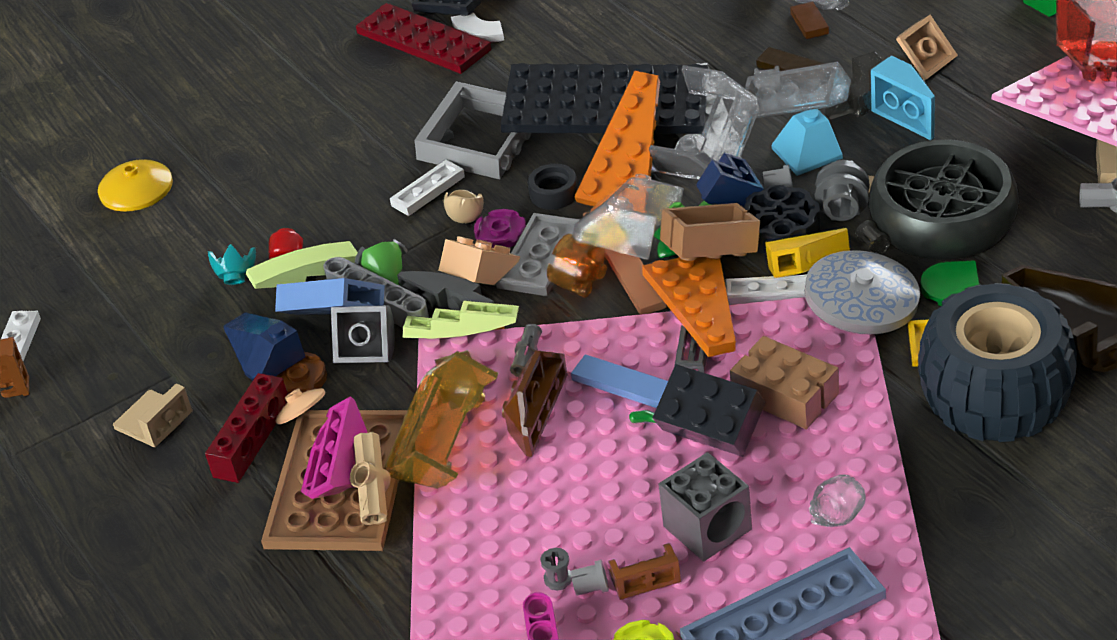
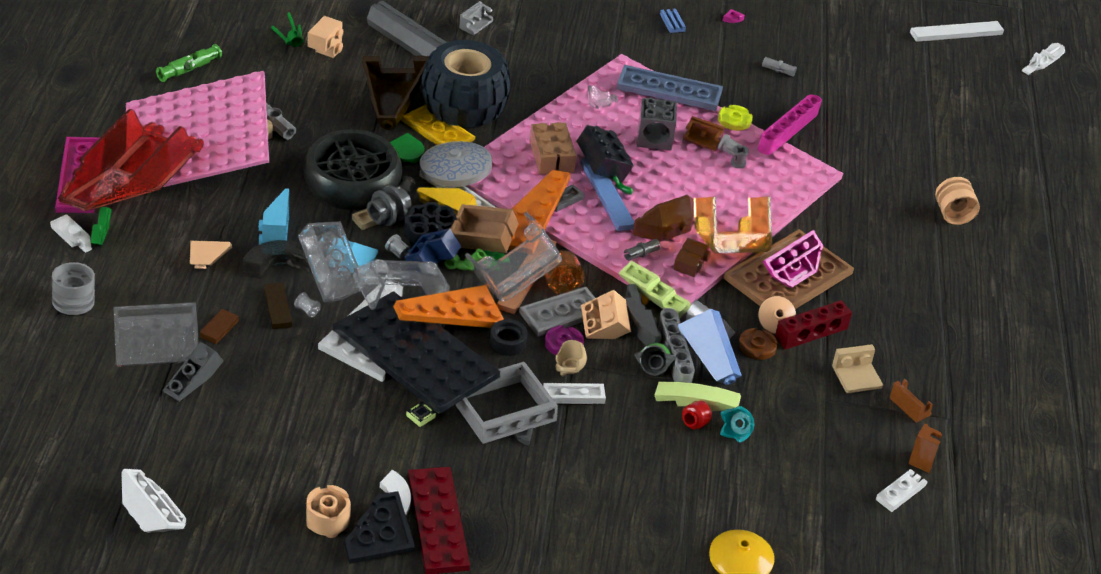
camera: 150 degrees left, 0 degrees up
(65, 427) = (909, 403): none -> dark orange hinge
(263, 344) = (767, 364): dark blue wedge -> none
(370, 478) = (784, 237): tan piece -> none

